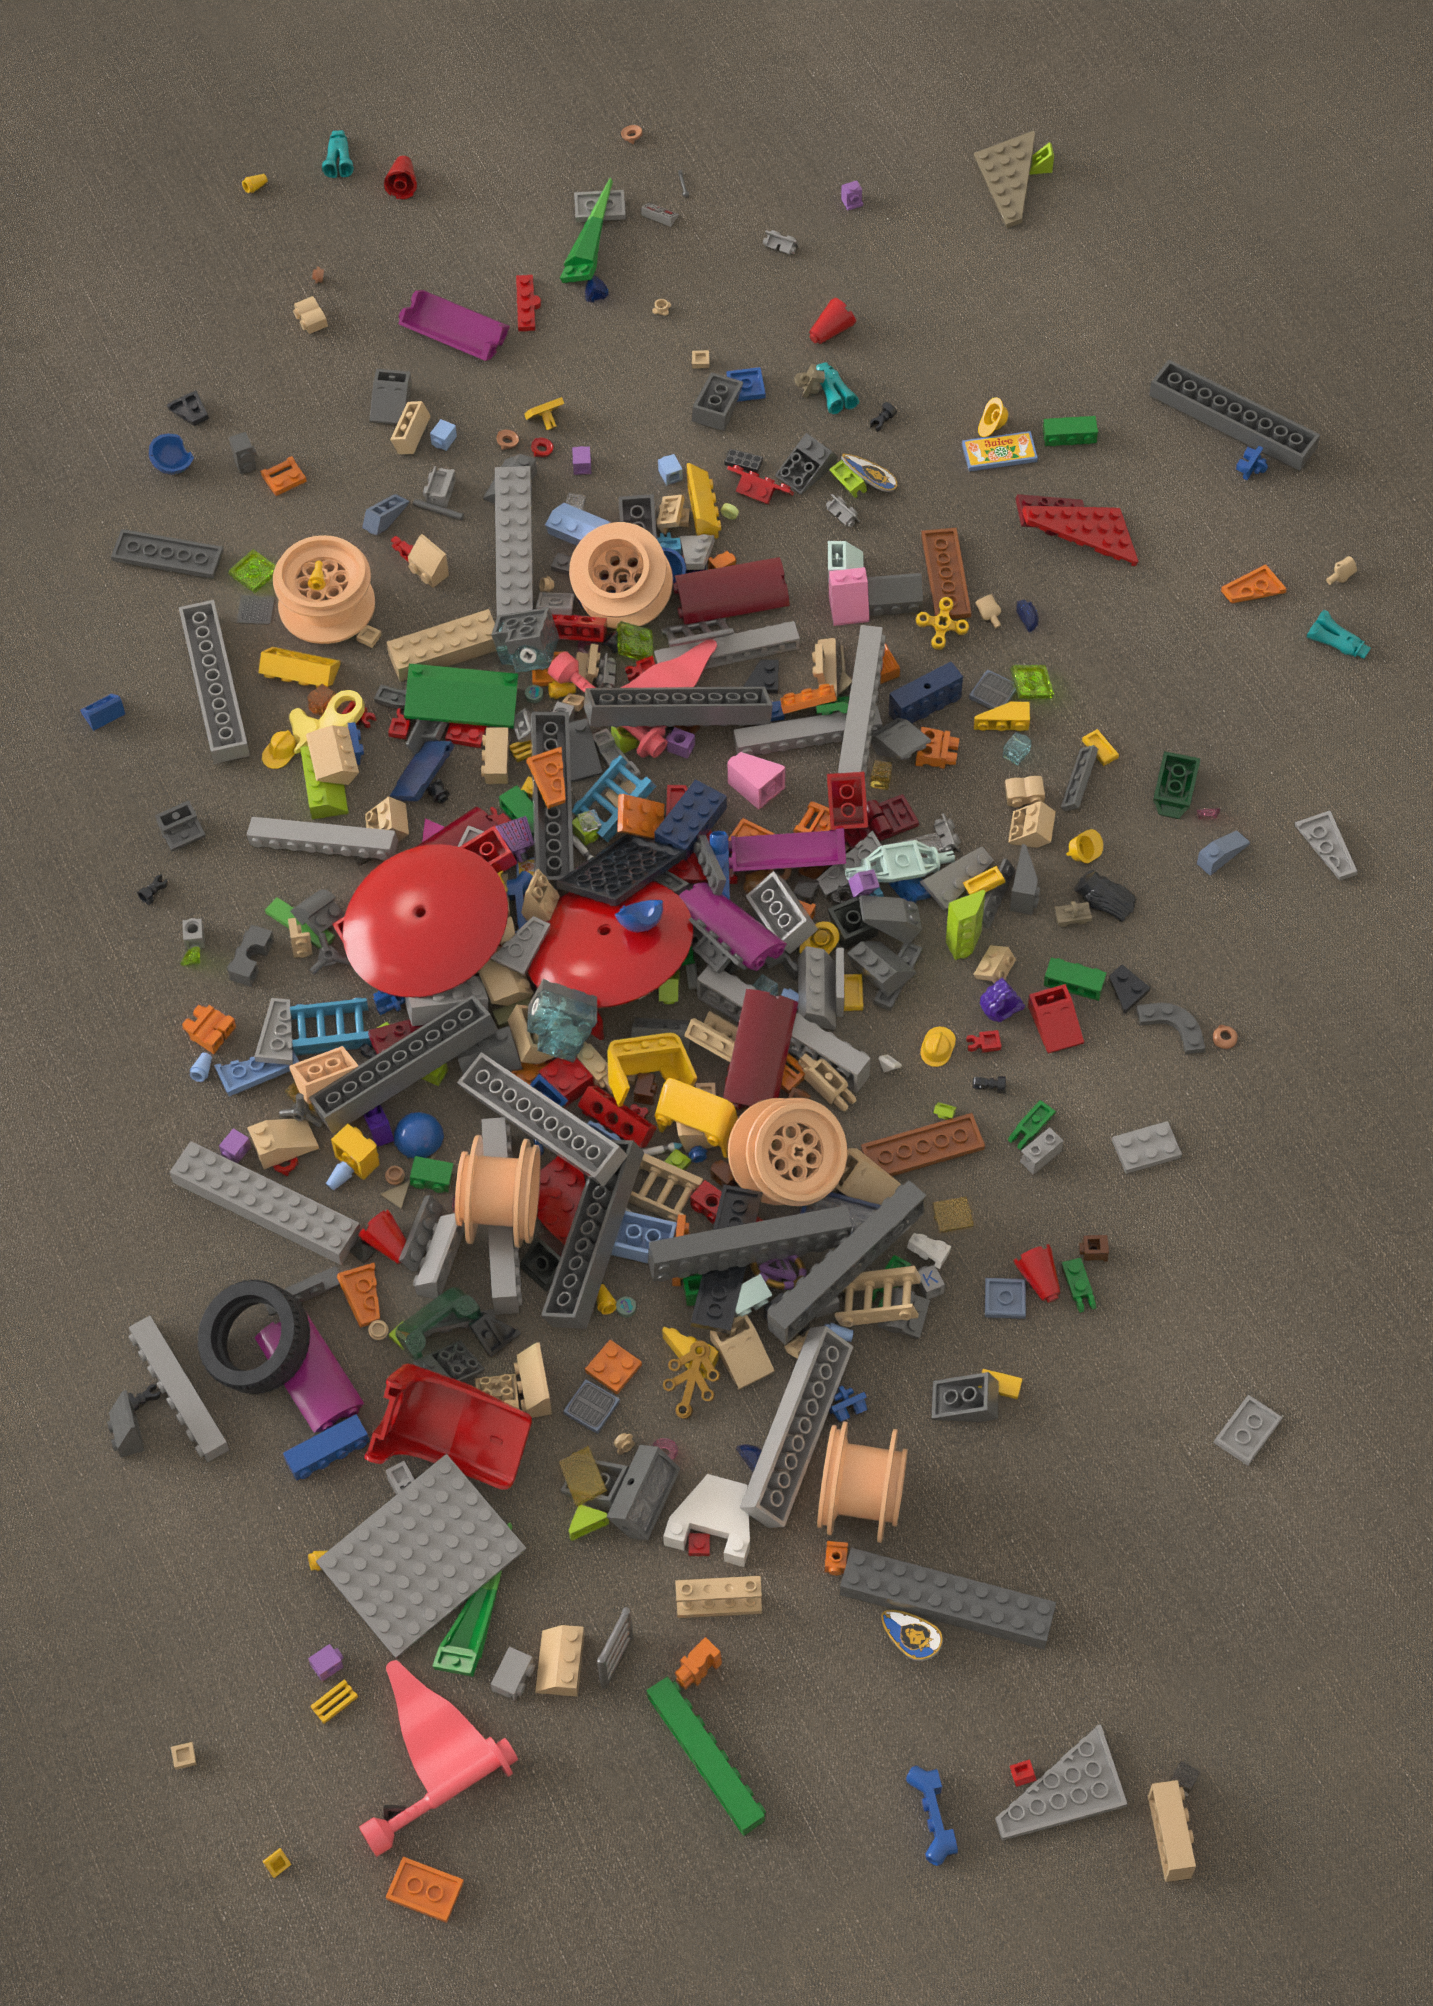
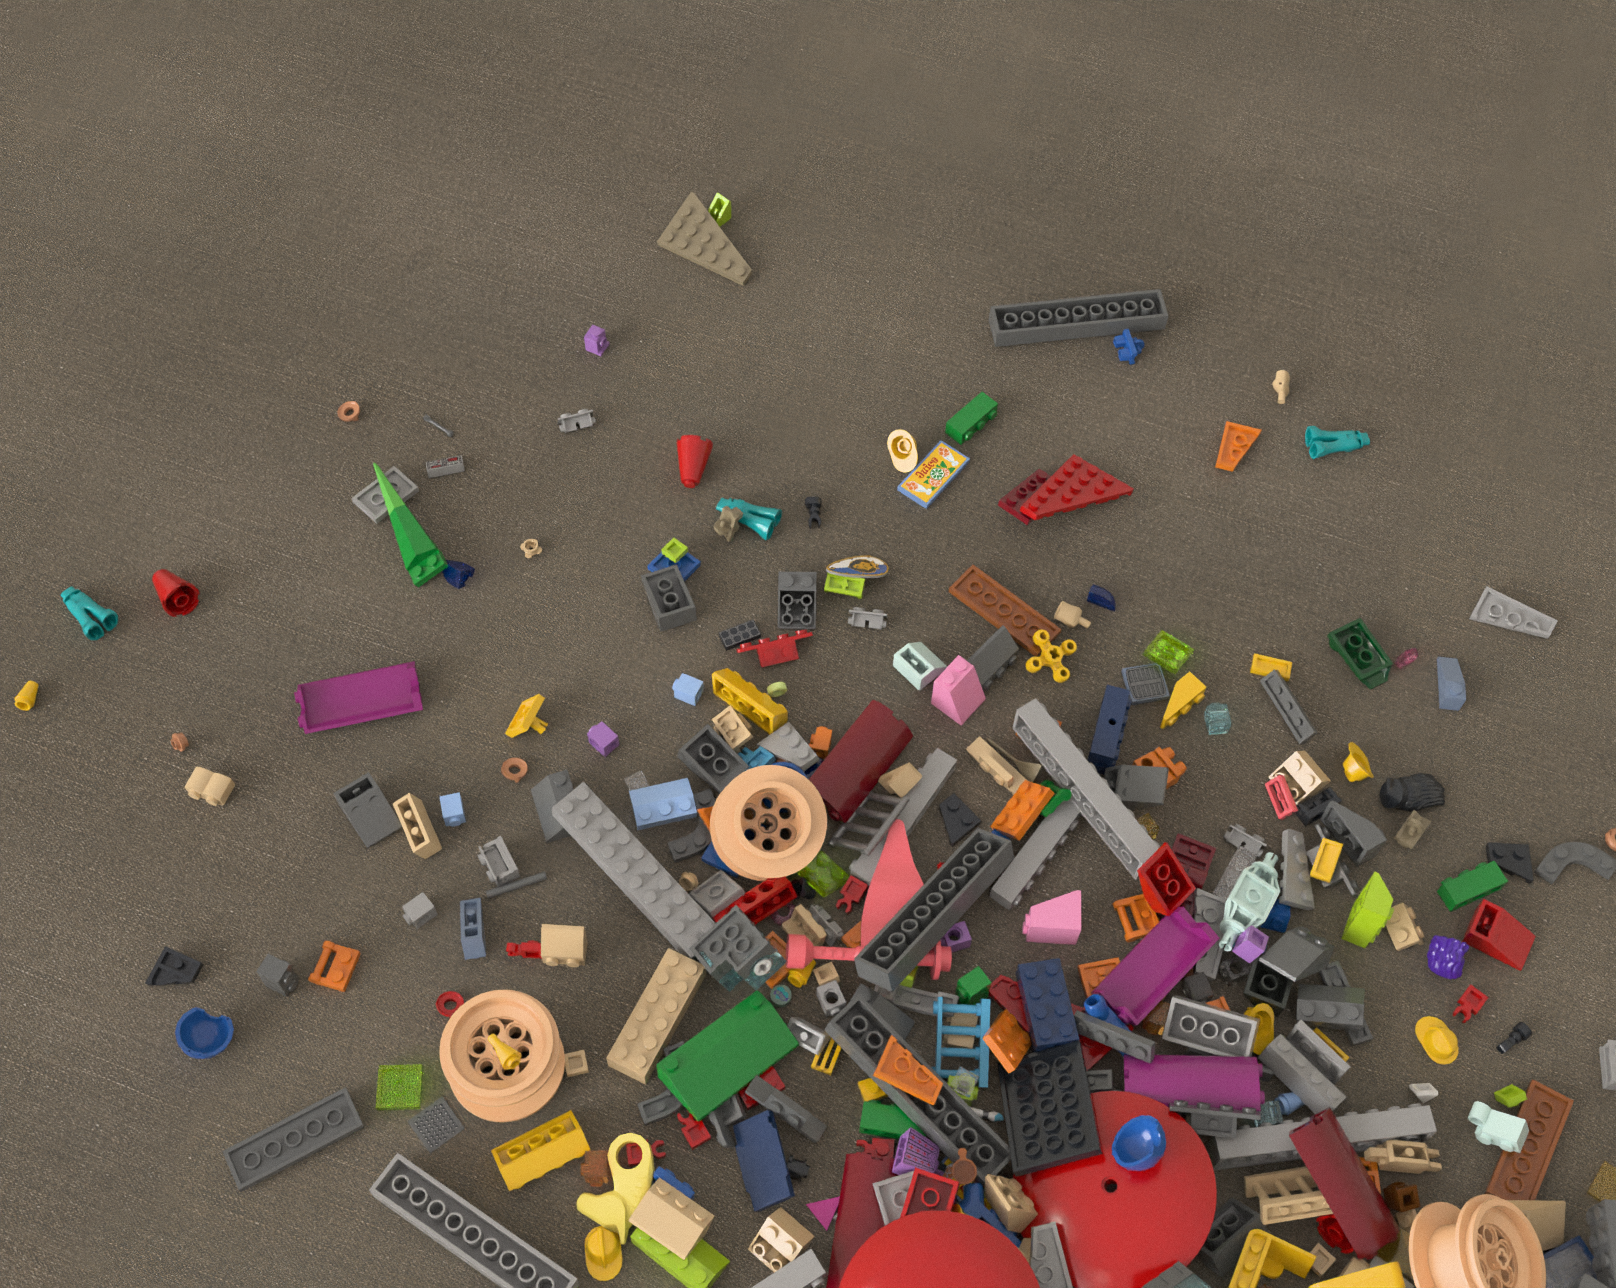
camera: 45 degrees left, 0 degrees up
(363, 480) = (419, 911): none -> light grey brick
(466, 754) = (786, 1109): none -> dark grey bracket
(495, 756) = (811, 1086): tan brick -> none
(526, 302) = (404, 628): red hinge -> none
(527, 855) = (964, 1169): none -> dark orange piece
(541, 442) = (553, 746): red piece -> none
(657, 772) = (973, 987): none -> green brick
(700, 359) = (612, 570): tan plate -> none
(746, 621) = (900, 779): none -> tan slope
(753, 372) = (674, 550): none -> lime plate
(910, 1116) = (1498, 1128): none -> light aqua hinge
(1004, 827) = (1284, 796): none -> coral tile
(1012, 853) = (1313, 808): none -> black hinge
(1024, 791) = (1262, 752): tan brick -> none
(1032, 1123) = (1580, 1047): green hinge -> none

